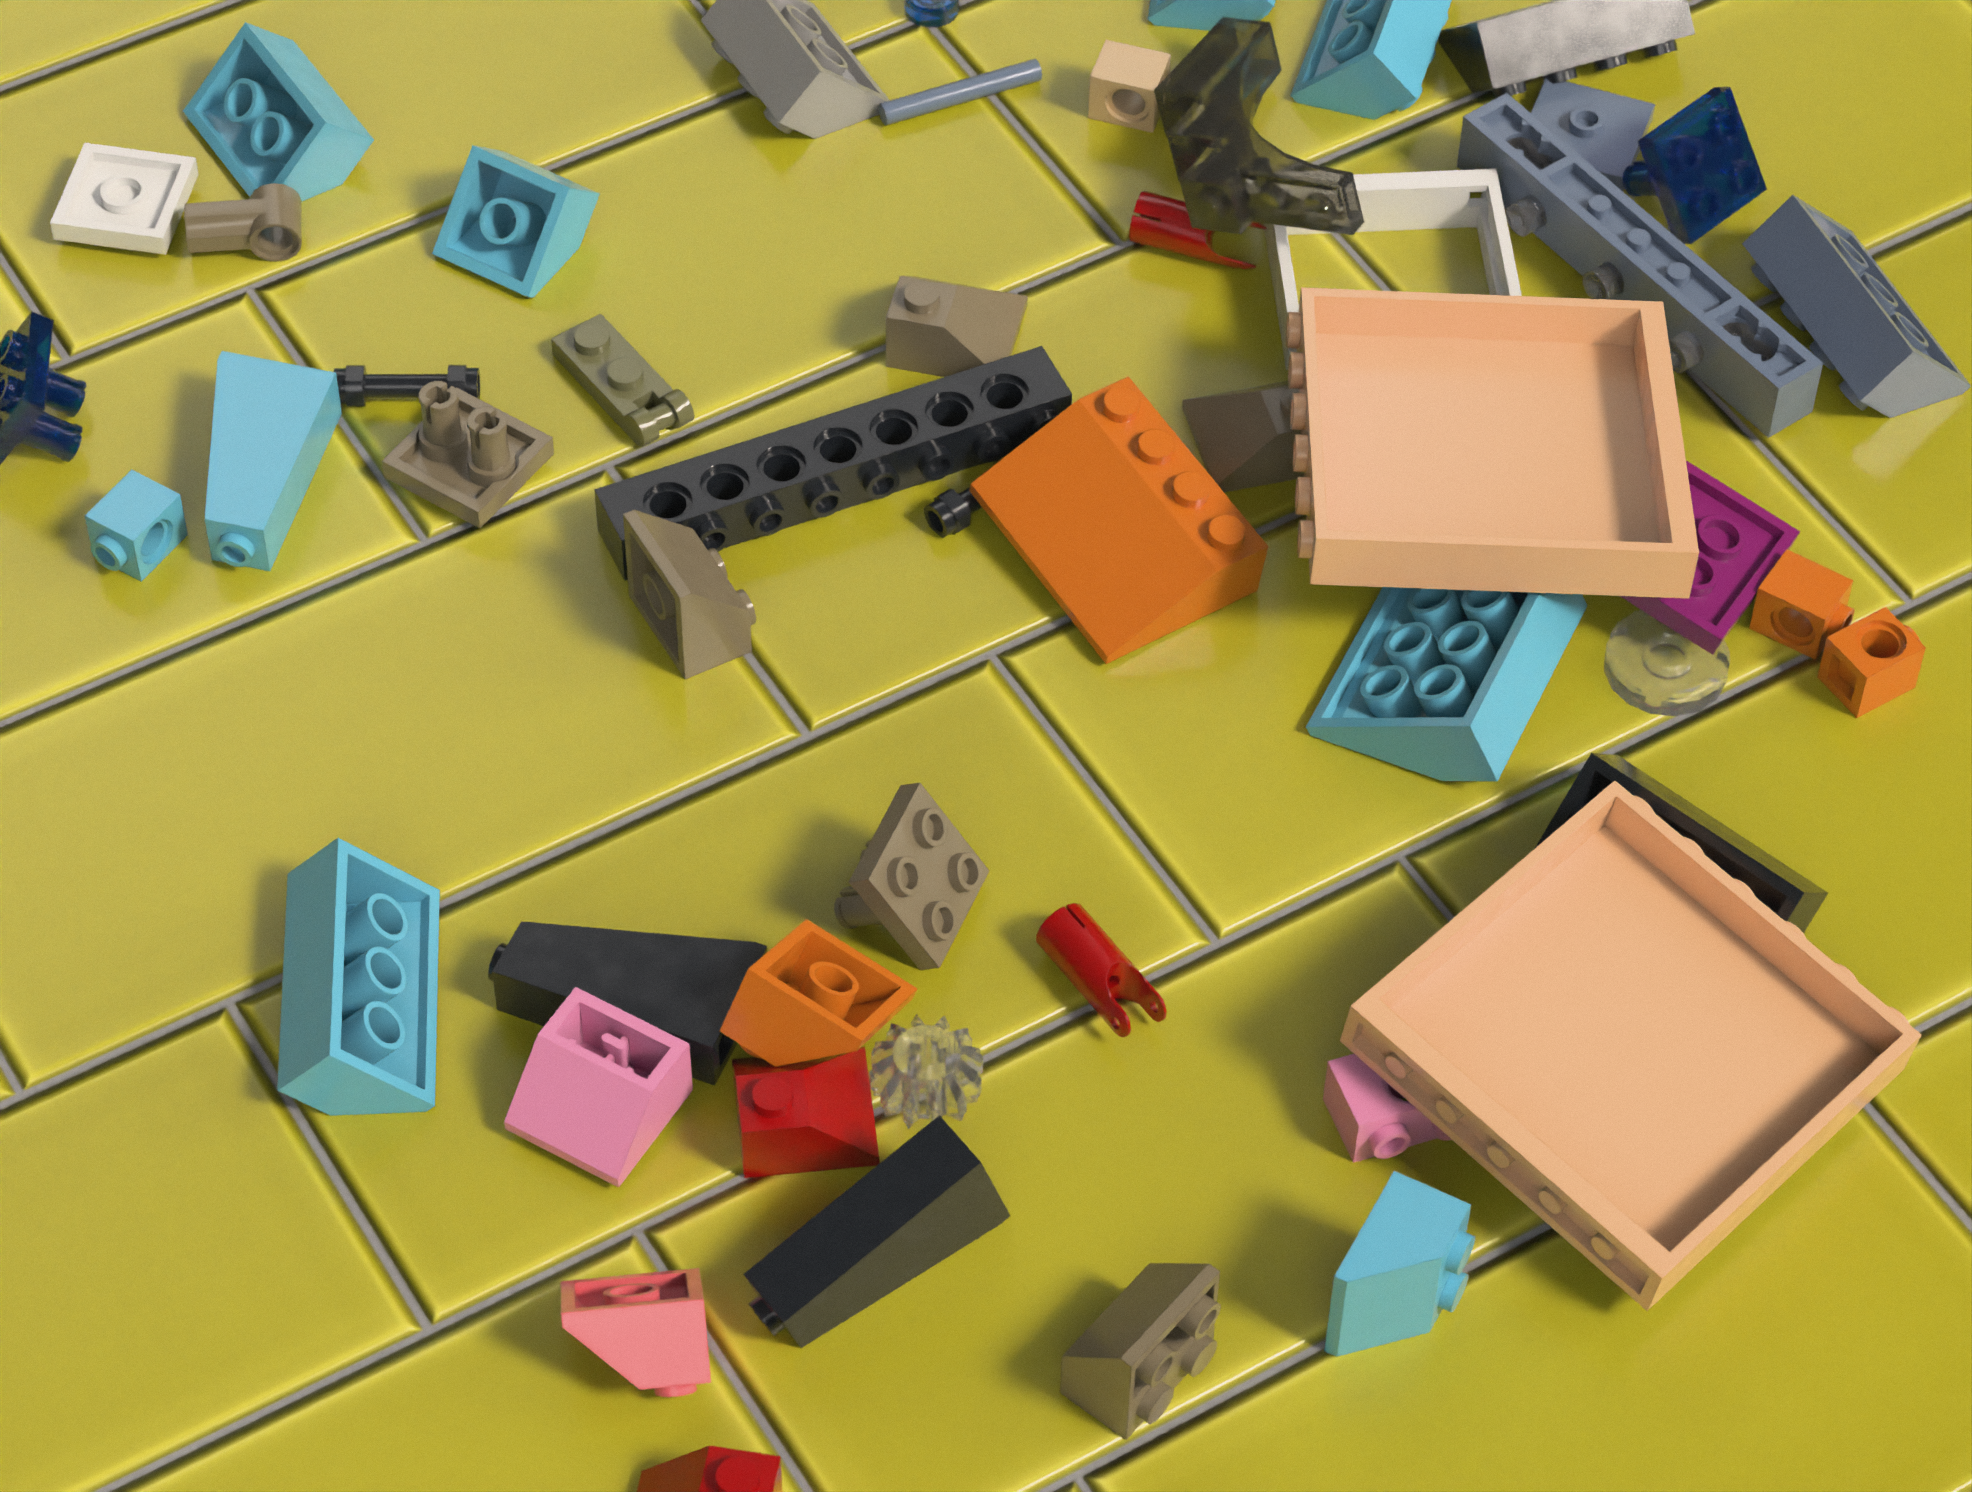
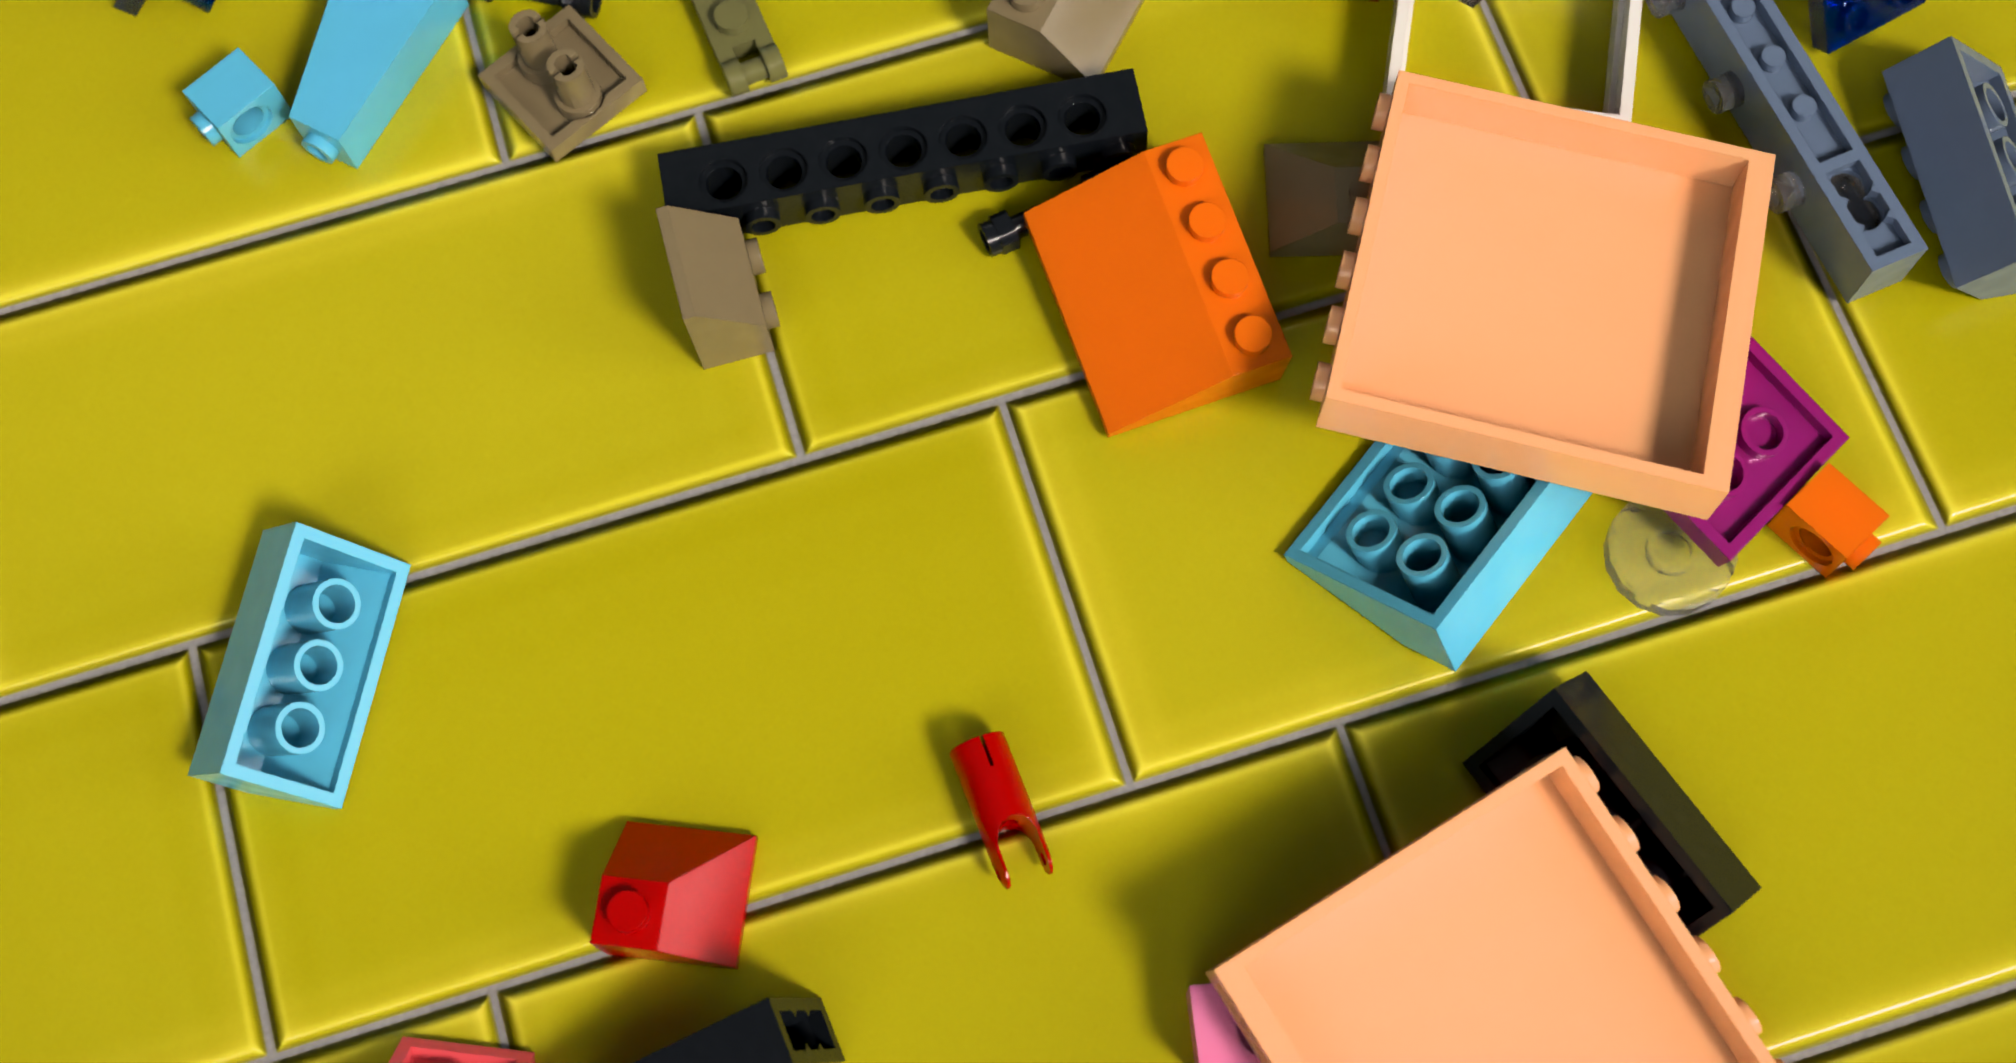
camera: 20 degrees right, 20 degrees up
(599, 1086) = (482, 842): bright pink slope -> none
(657, 977) = (560, 736): black slope -> none
(812, 999) = (706, 802): orange slope -> none
(914, 878) = (845, 669): dark tan plate -> none
(926, 1071) = (802, 912): clear gear -> none
(1871, 662) = (1862, 620): orange brick -> none

